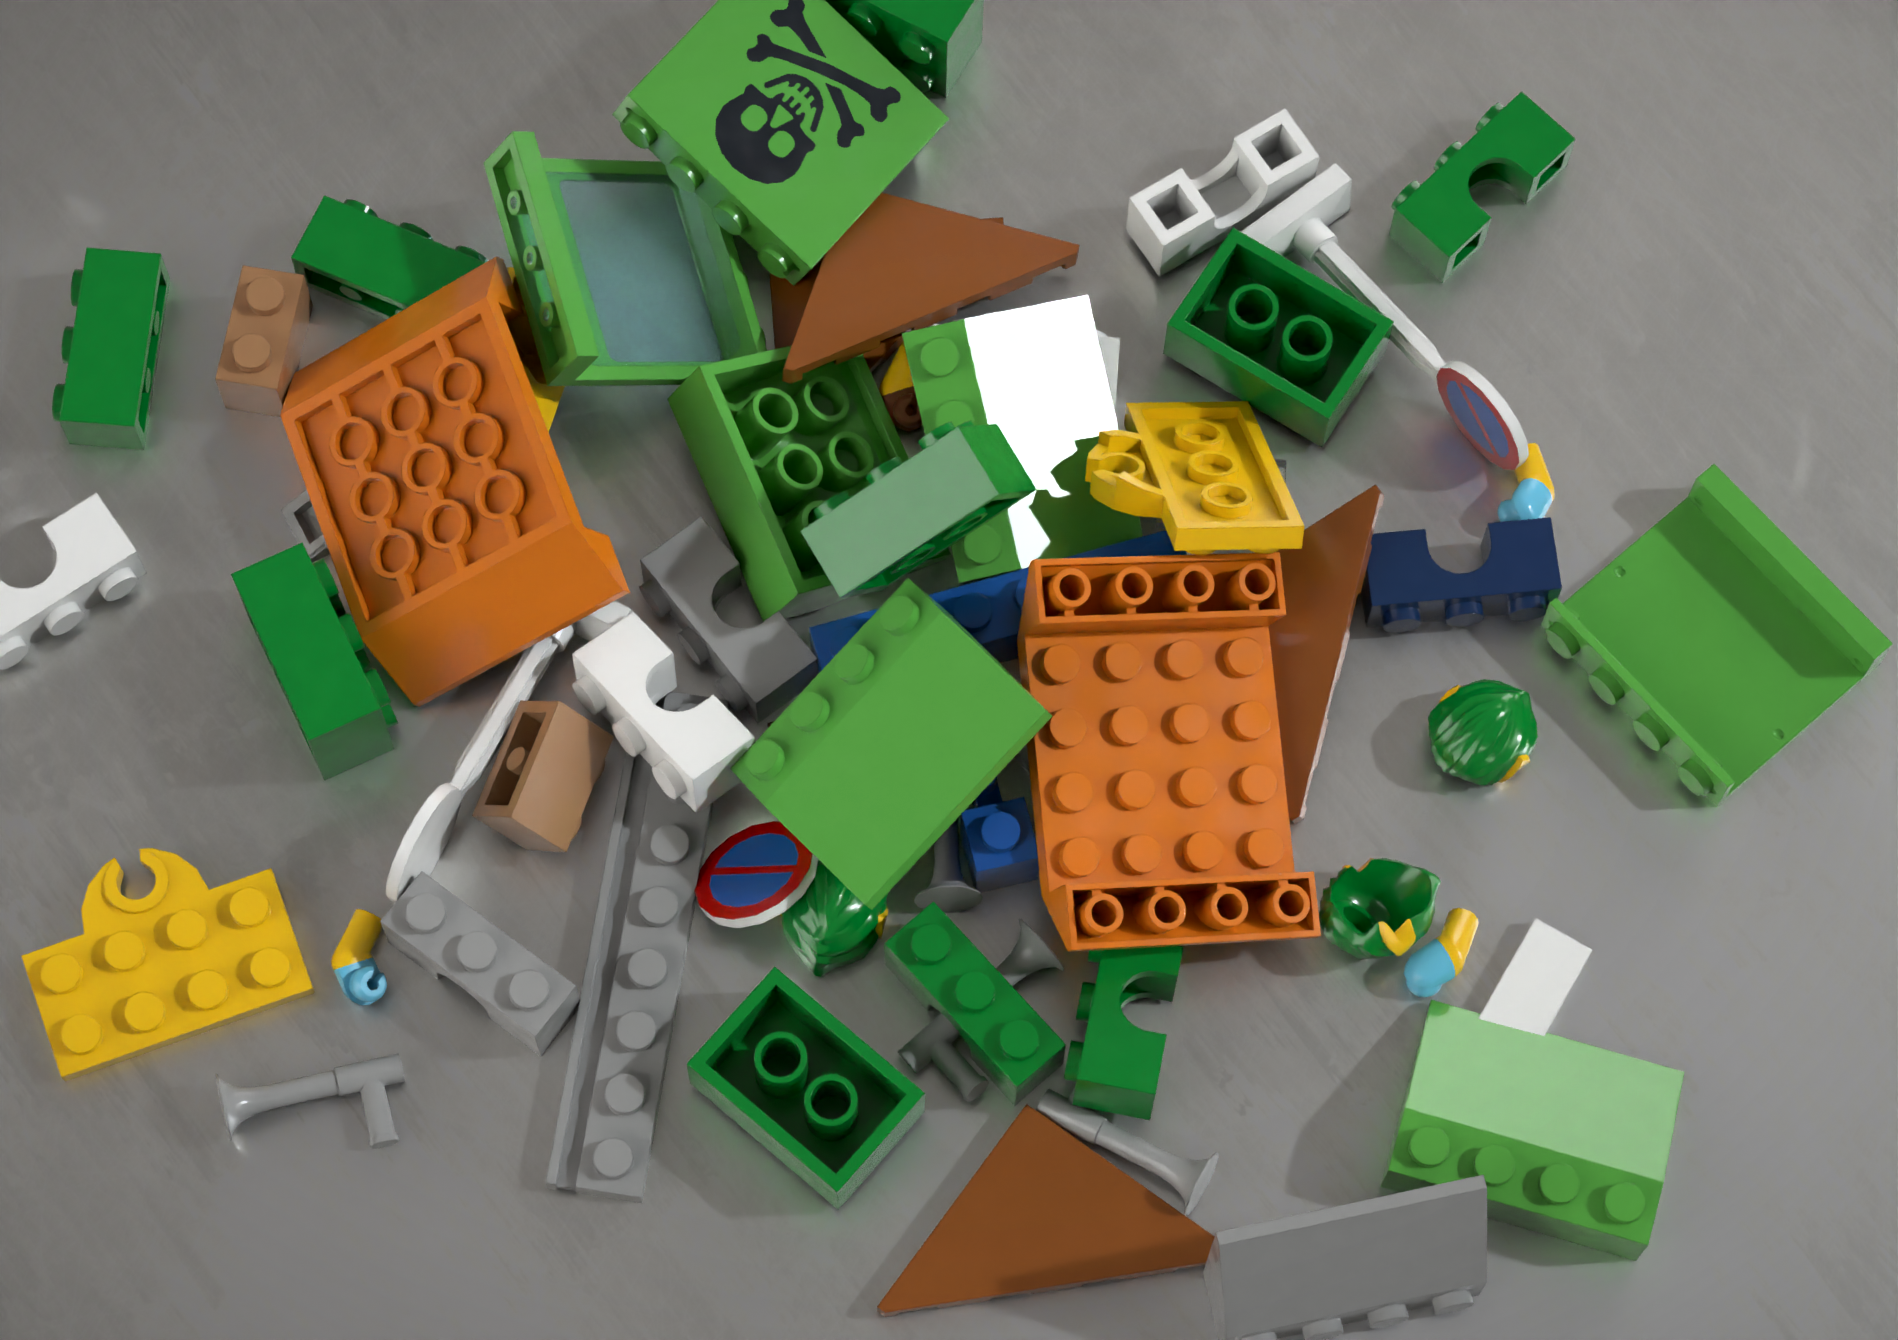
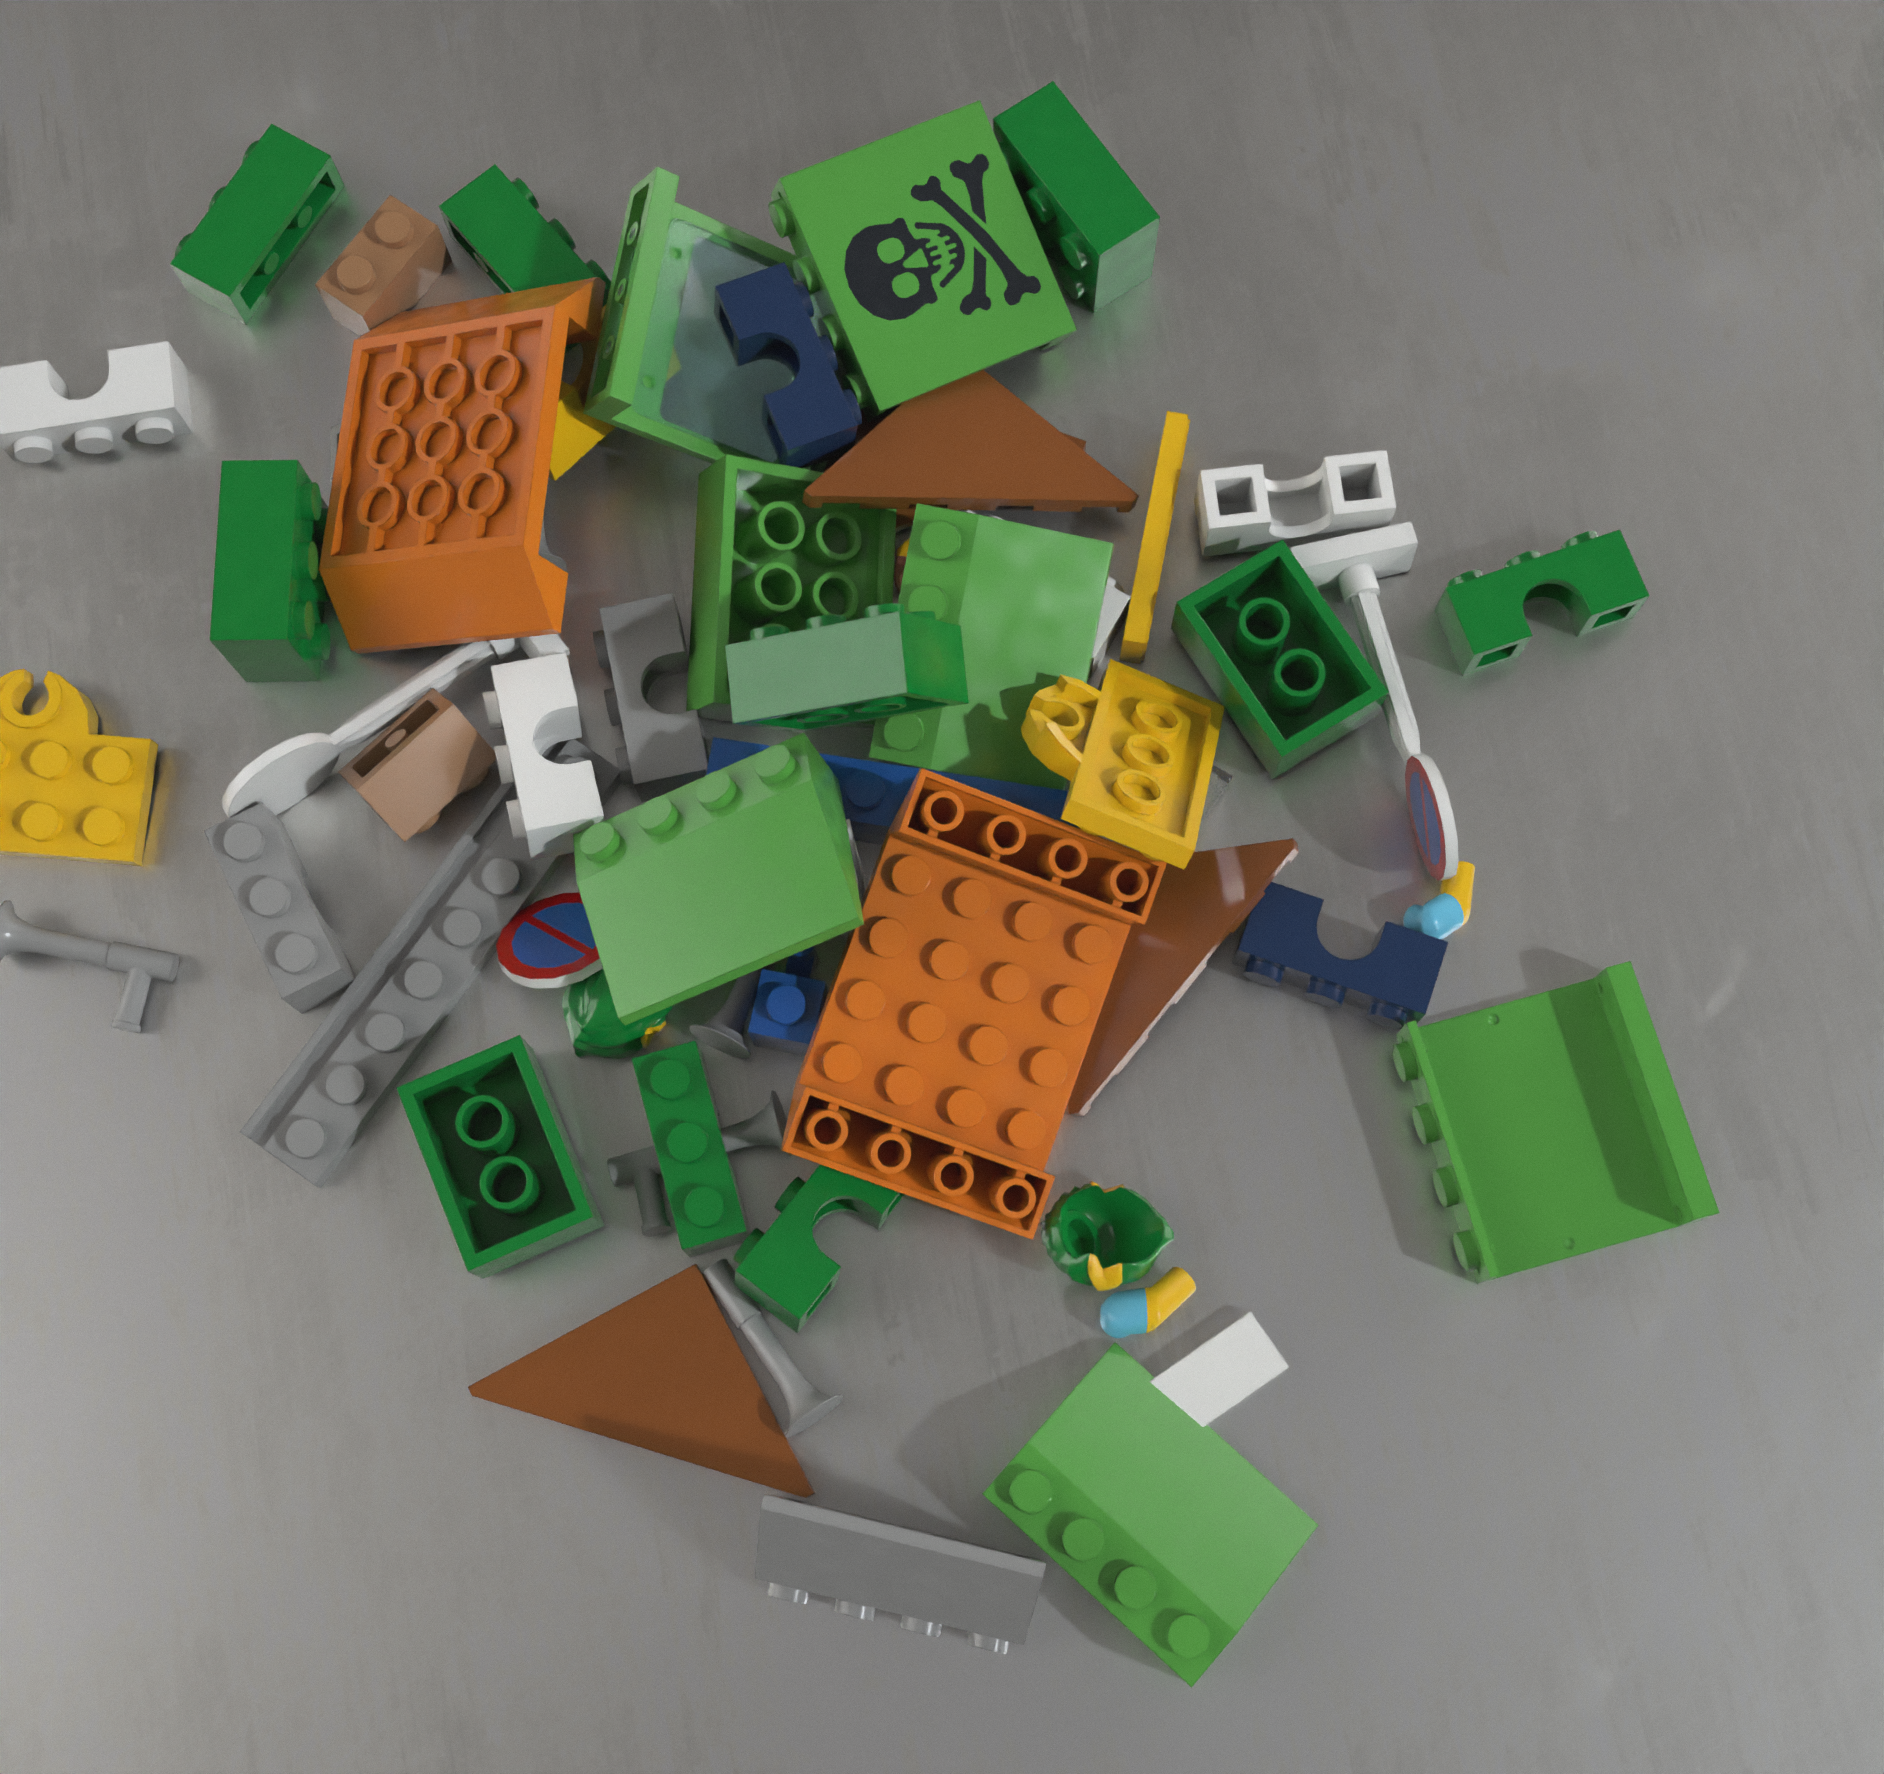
camera: 30 degrees right, 5 degrees up
(354, 962) = (182, 857): arm -> none
(674, 227) = (770, 319): none -> dark blue arch
(1110, 276) = (1155, 538): none -> yellow tile
(1483, 731) = (1288, 1113): green hair -> none

